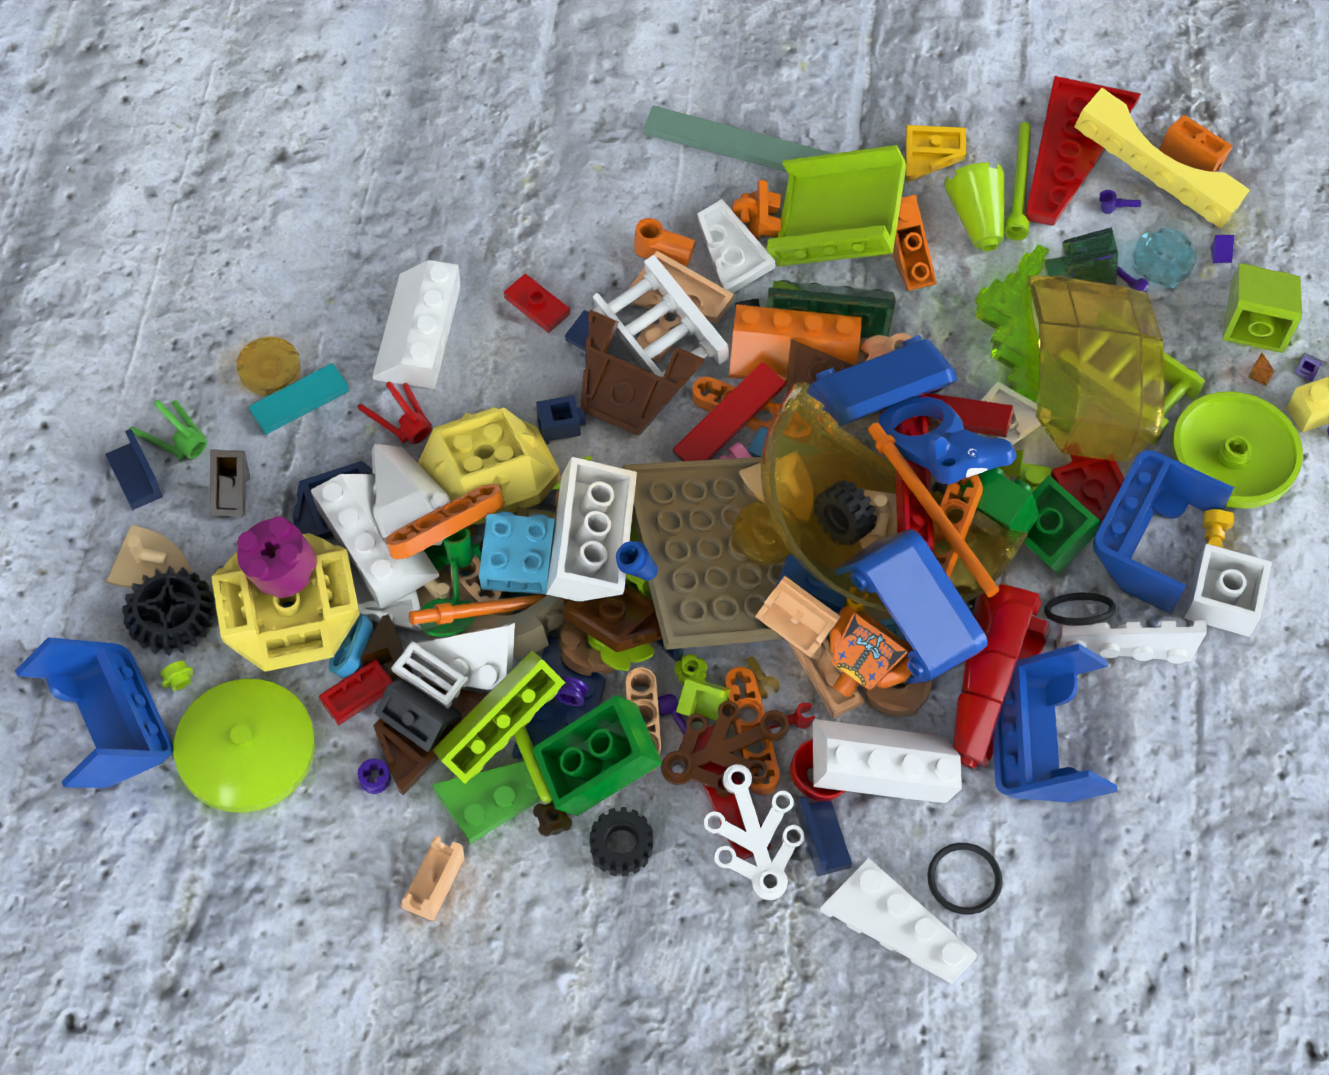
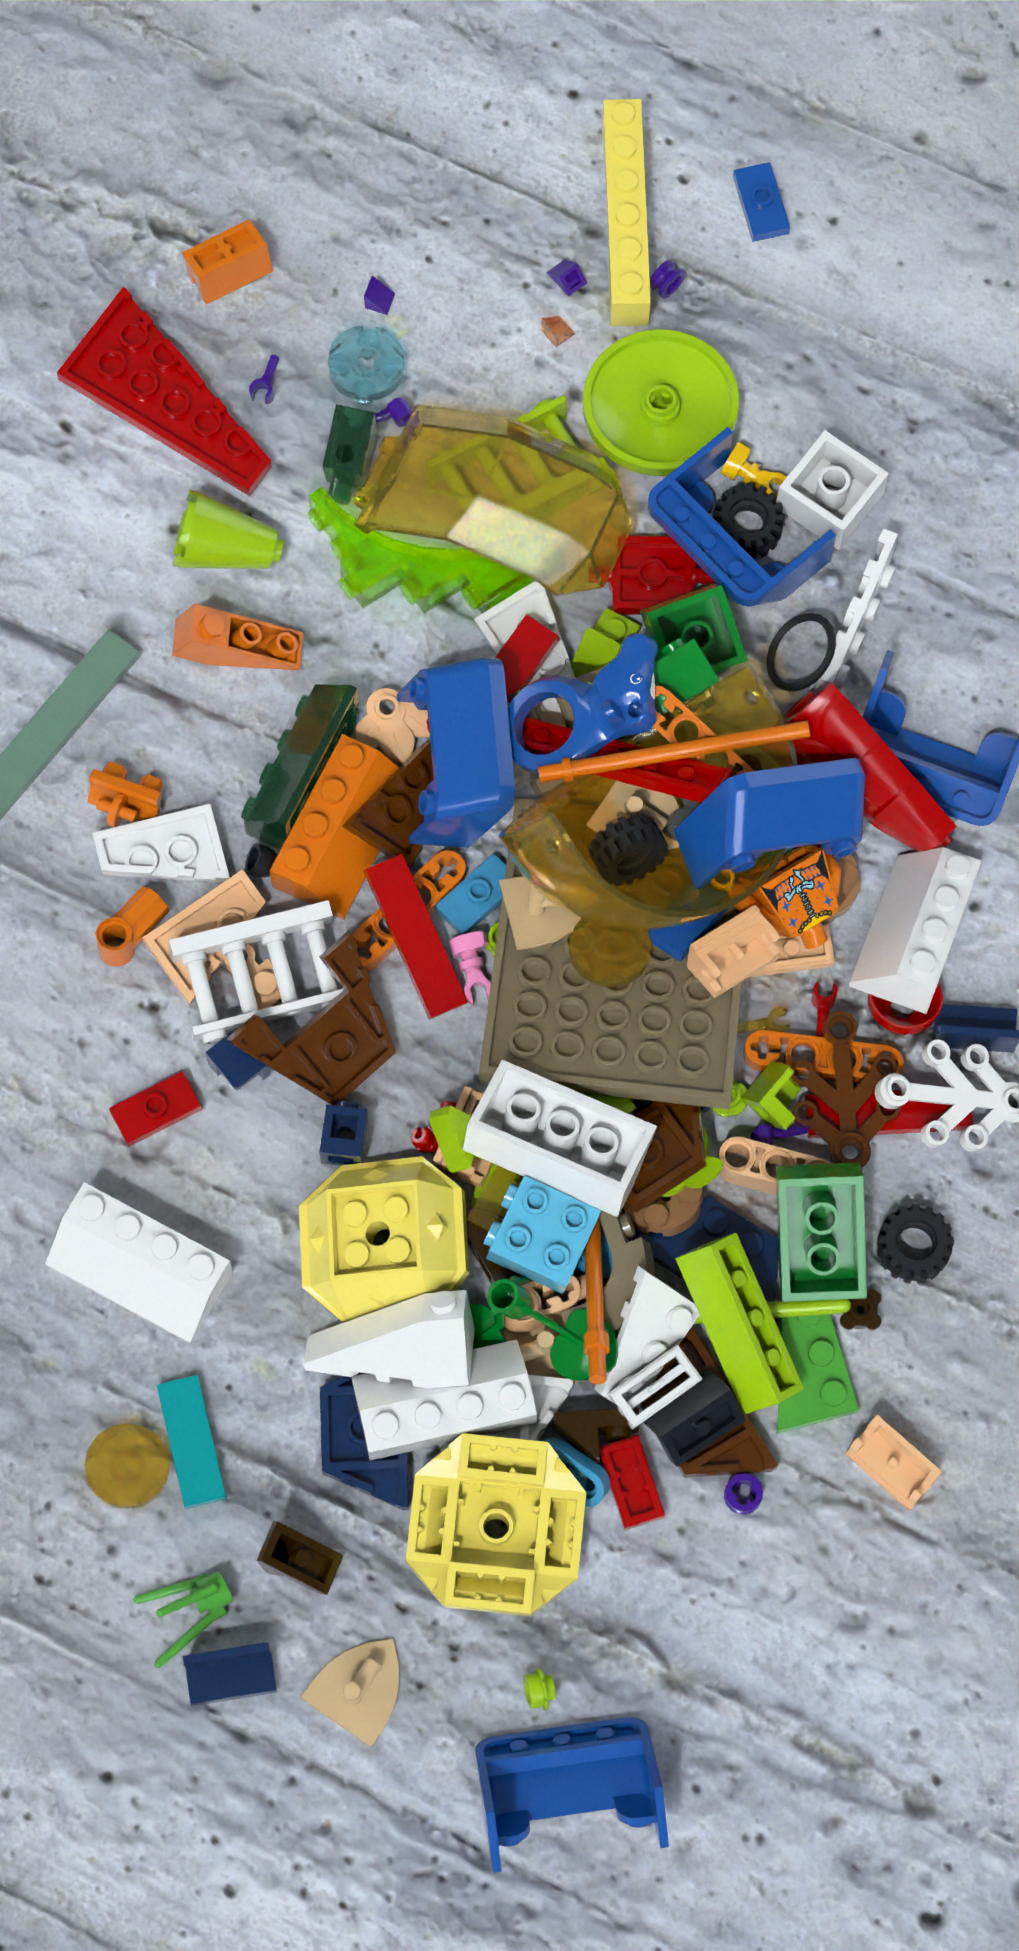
camera: 70 degrees left, 10 degrees up
(154, 601) = (467, 1682): black gear -> none
(244, 745) = (653, 1633): lime dish -> none
(276, 557) = (438, 1535): magenta brick -> none
(413, 424) = (285, 1311): red plant -> none
(444, 521) = (474, 1305): orange beam -> none
(572, 692) = (726, 1228): dark purple bush -> none
(636, 560) = (626, 1108): blue cone -> none
(840, 206) = (171, 698): lime panel -> none
(932, 149) = (107, 559): yellow wing -> none
(1017, 224) = (257, 506): lime piece -> none
(1174, 527) = (755, 502): none -> black tyre
(1208, 193) = (169, 340): light yellow arch -> none
(1263, 308) = (481, 288): lime slope -> none

